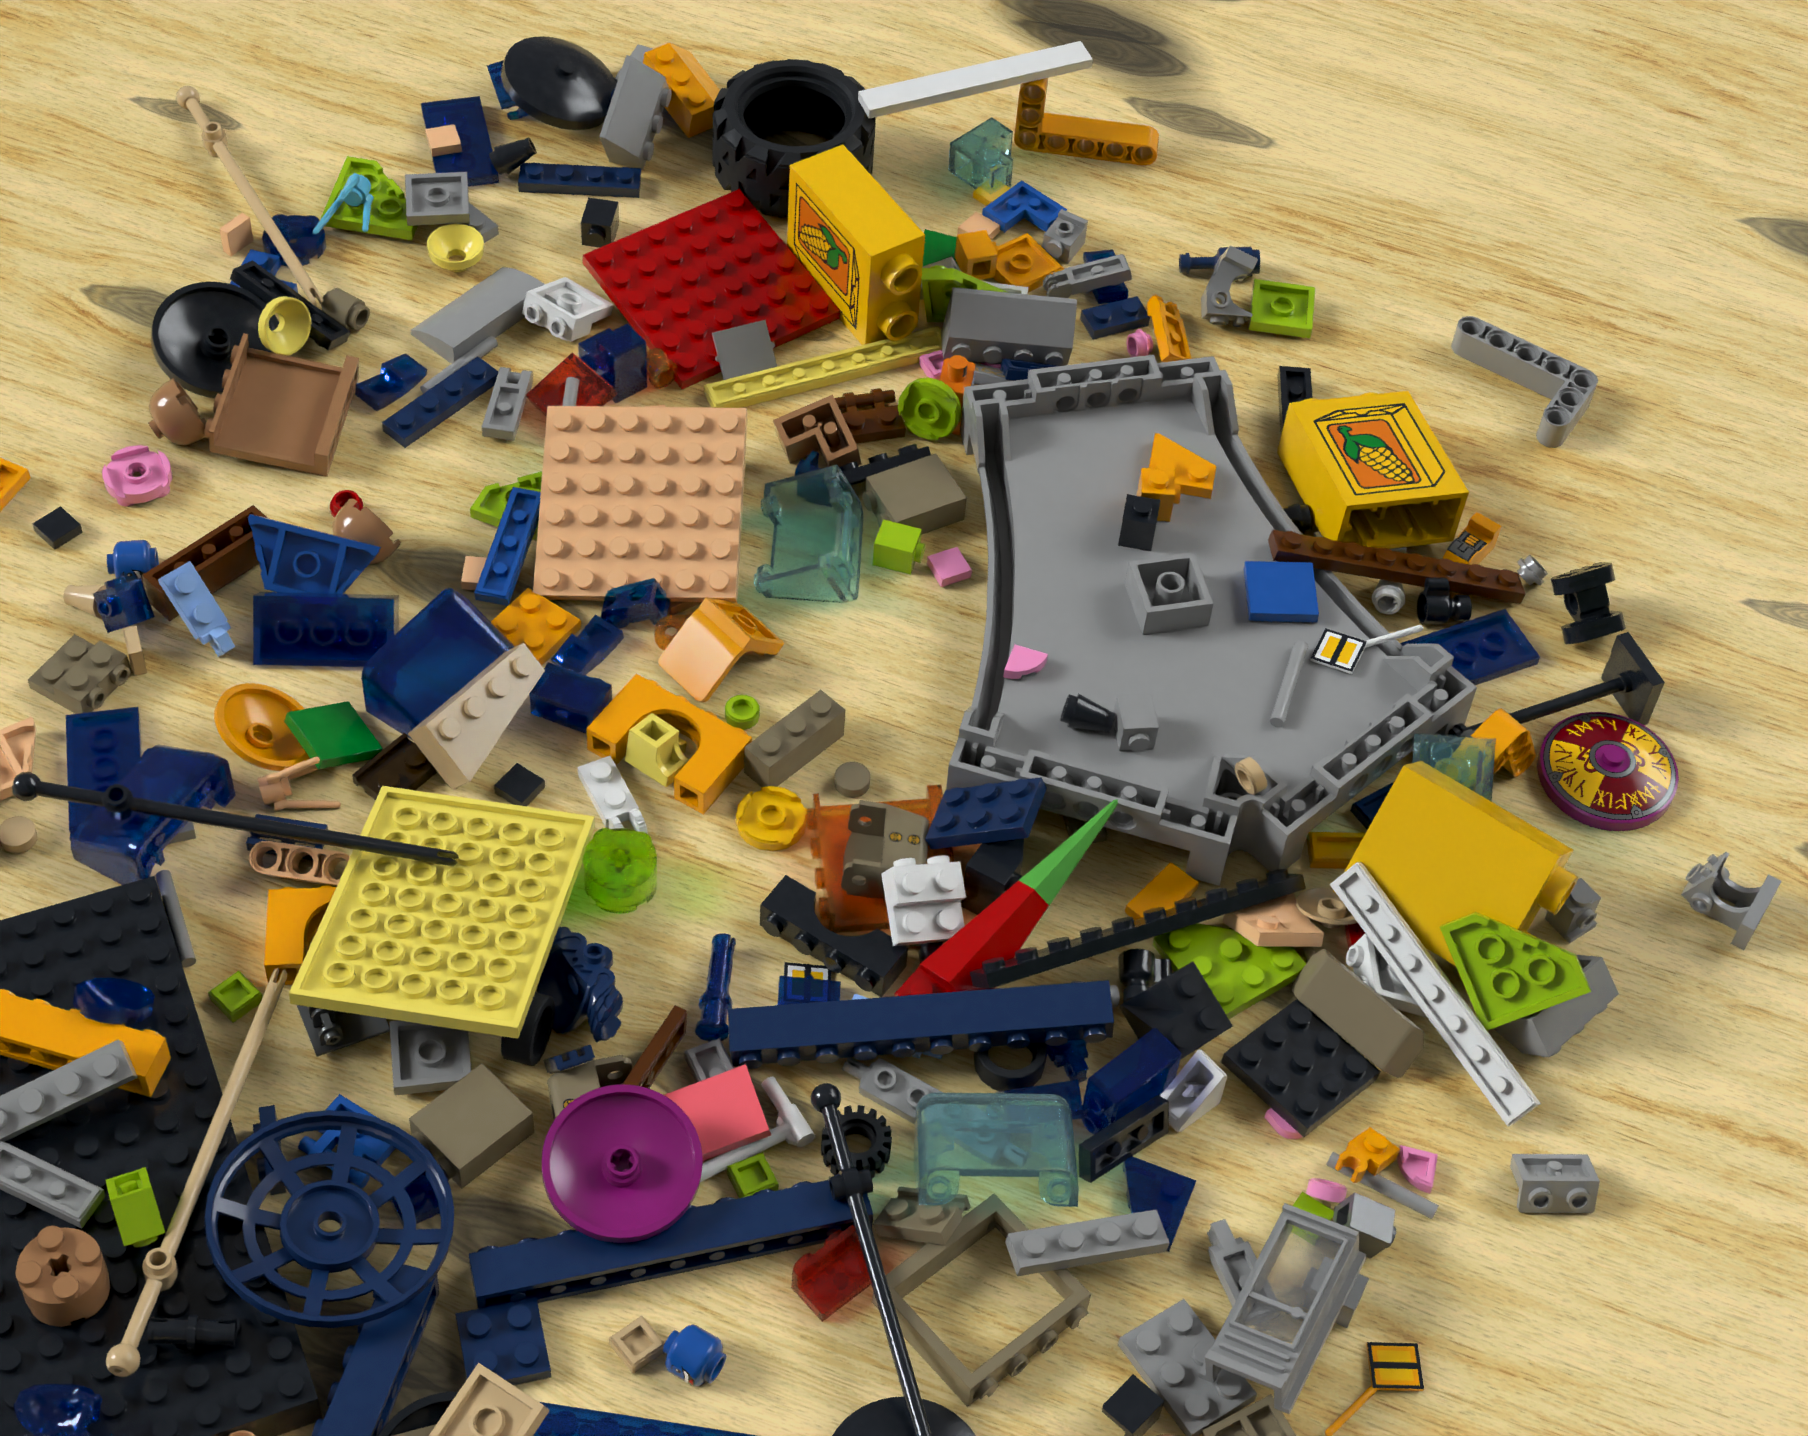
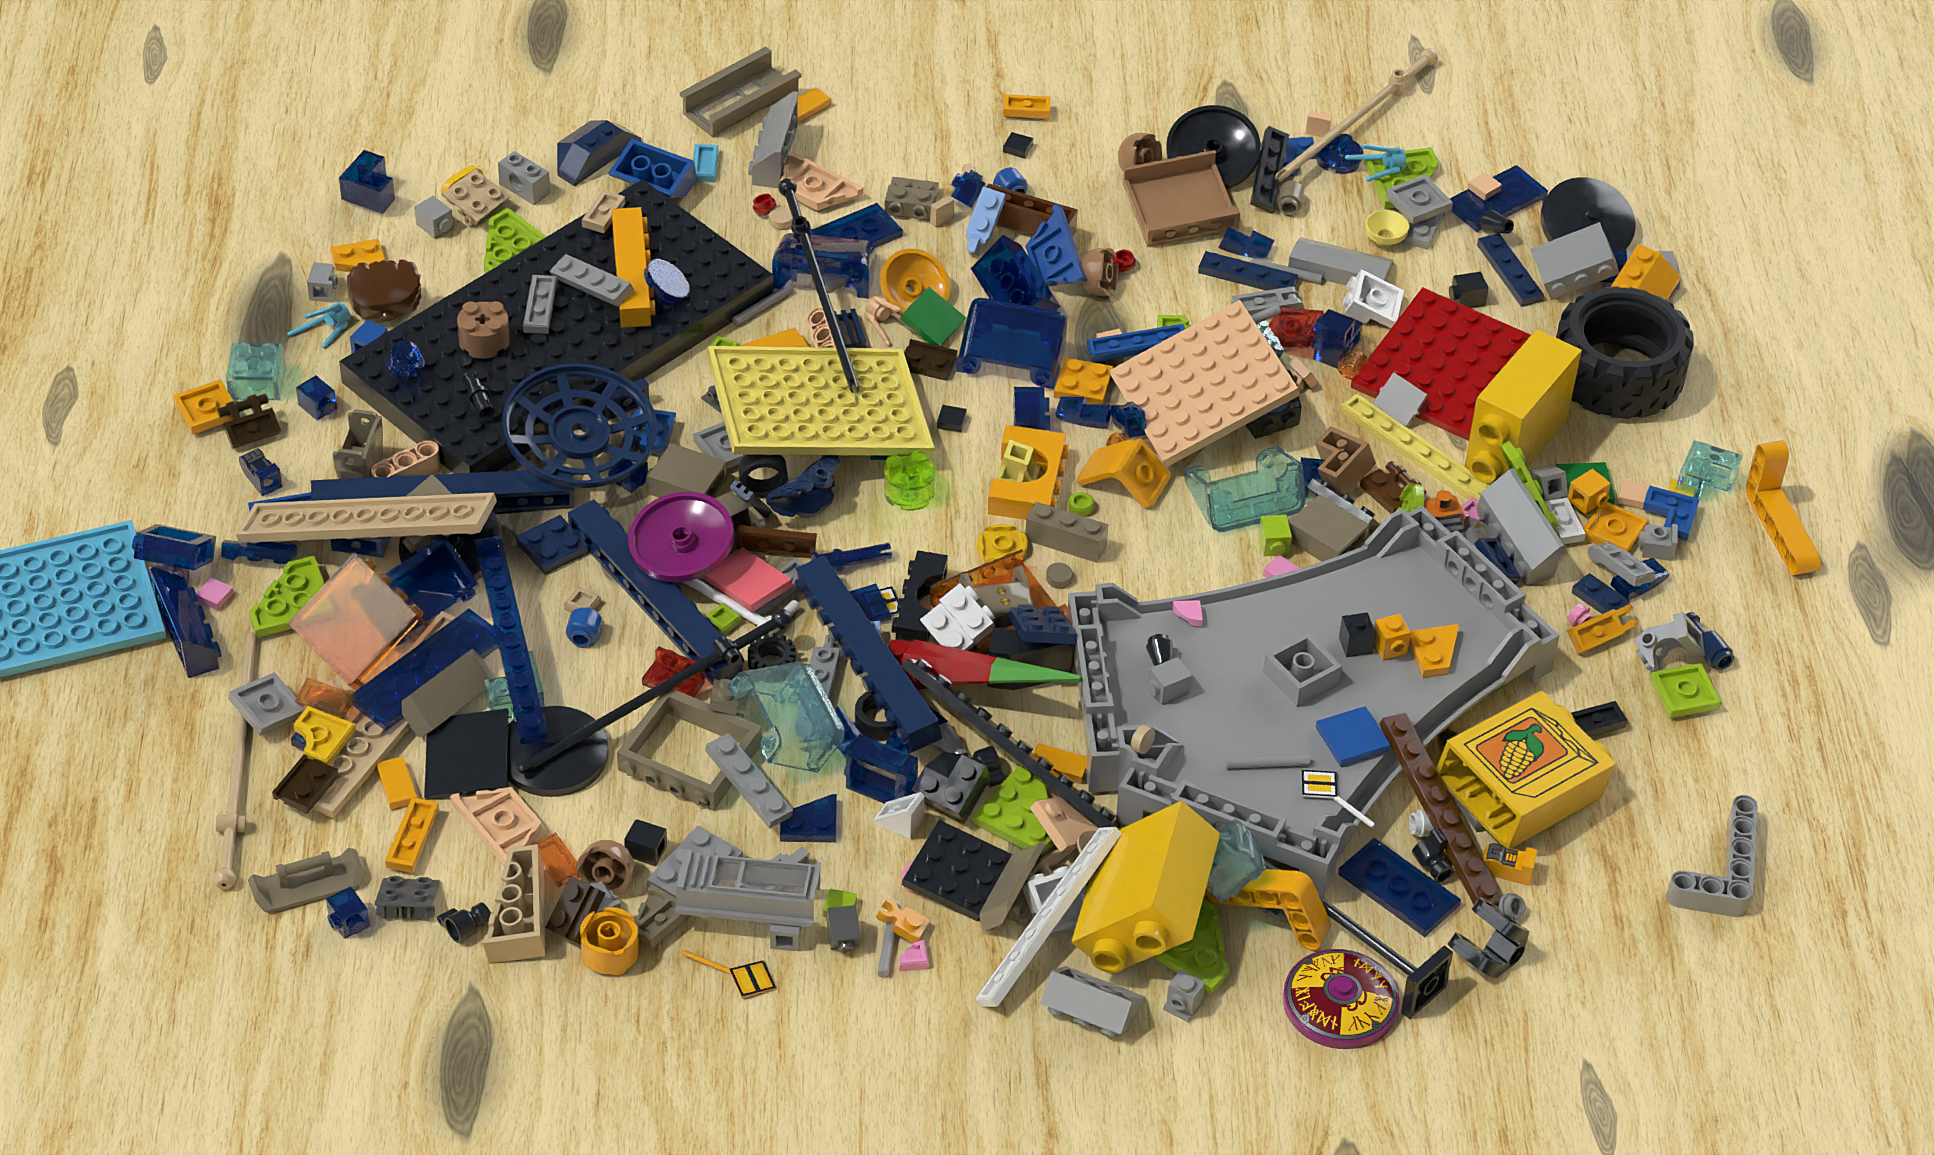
camera: 70 degrees right, 5 degrees down
(133, 490) = (1073, 164): bright pink plate -> none
(135, 1208) = (540, 341): lime slope -> none
(160, 1264) = (509, 365): tan bar -> none
(292, 328) = (1236, 177): light yellow piece -> none
(473, 719) = (977, 368): tan wedge -> none
(610, 794) = (969, 464): white hinge -> none
(974, 79) = (1736, 412): white tile -> none
(1123, 1138) = (840, 782): black plate -> none
(1326, 1190) = (864, 904): bright pink tile -> none
(1510, 970) = (1078, 938): lime plate -> none
(1555, 1183) = (940, 1032): light grey bracket -> none
(1750, 903) = (1261, 1077): light grey tile -> none

